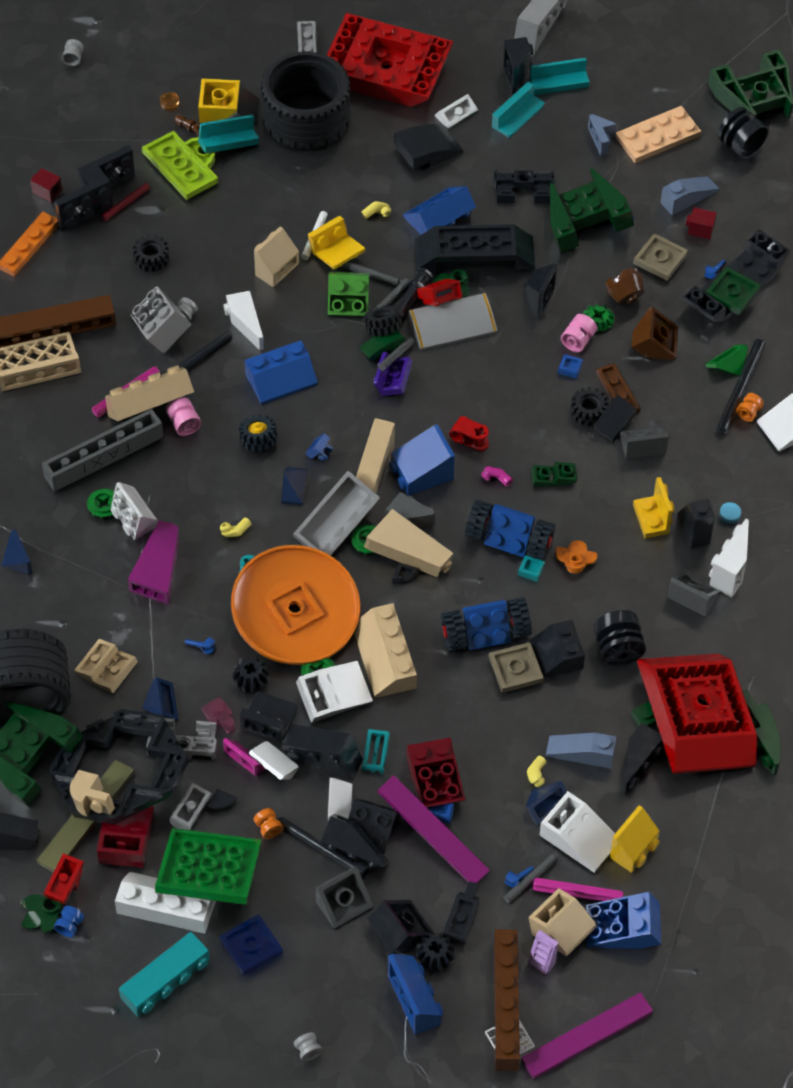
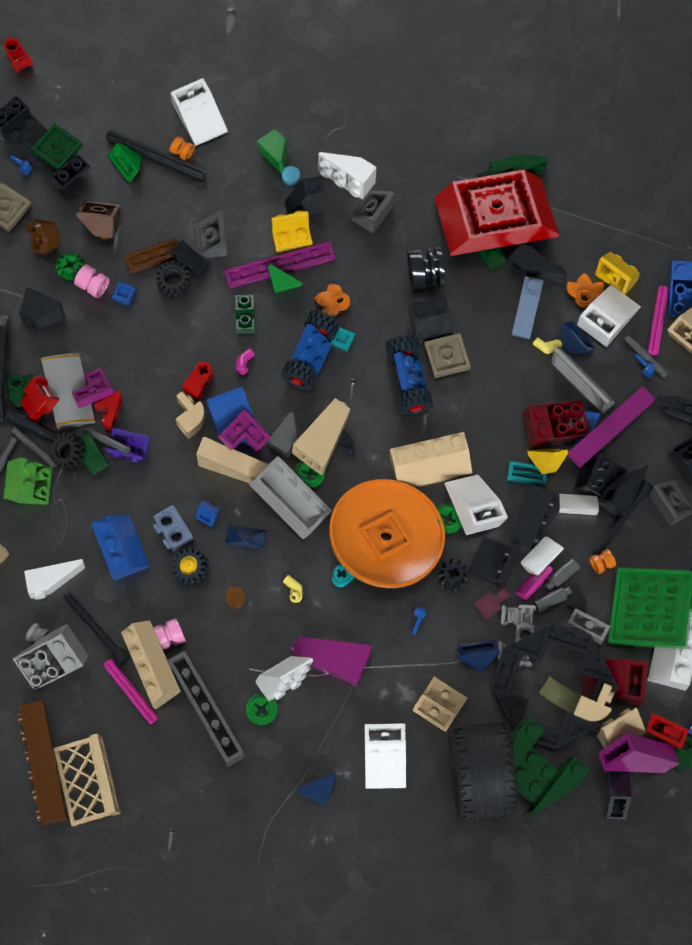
camera: 90 degrees left, 15 degrees up
(32, 844) = (638, 754): none -> magenta slope
(50, 609) = (385, 756): none -> white slope
(62, 828) = (625, 723): none -> tan slope
(224, 772) = (551, 599): none -> dark grey cylinder
(227, 478) = (235, 597): none -> clear orange tile
(253, 783) = (562, 574): none -> dark grey cylinder
(300, 417) = (176, 527): none -> sand blue brick
(389, 763) = (547, 459): none -> yellow slope
(408, 462) = (244, 428): none -> magenta plate
(421, 422) = (193, 418): none -> tan brick
(434, 360) = (110, 406): none -> red slope
(451, 341) = (97, 388): none -> magenta plate
(490, 800) = (582, 381): none -> light grey slope
(595, 501) = (280, 280): none -> green slope
(614, 812) = (584, 288): none -> orange plate
(618, 506) = (285, 262): none -> magenta tile
(756, 492) = (274, 149): none -> green slope

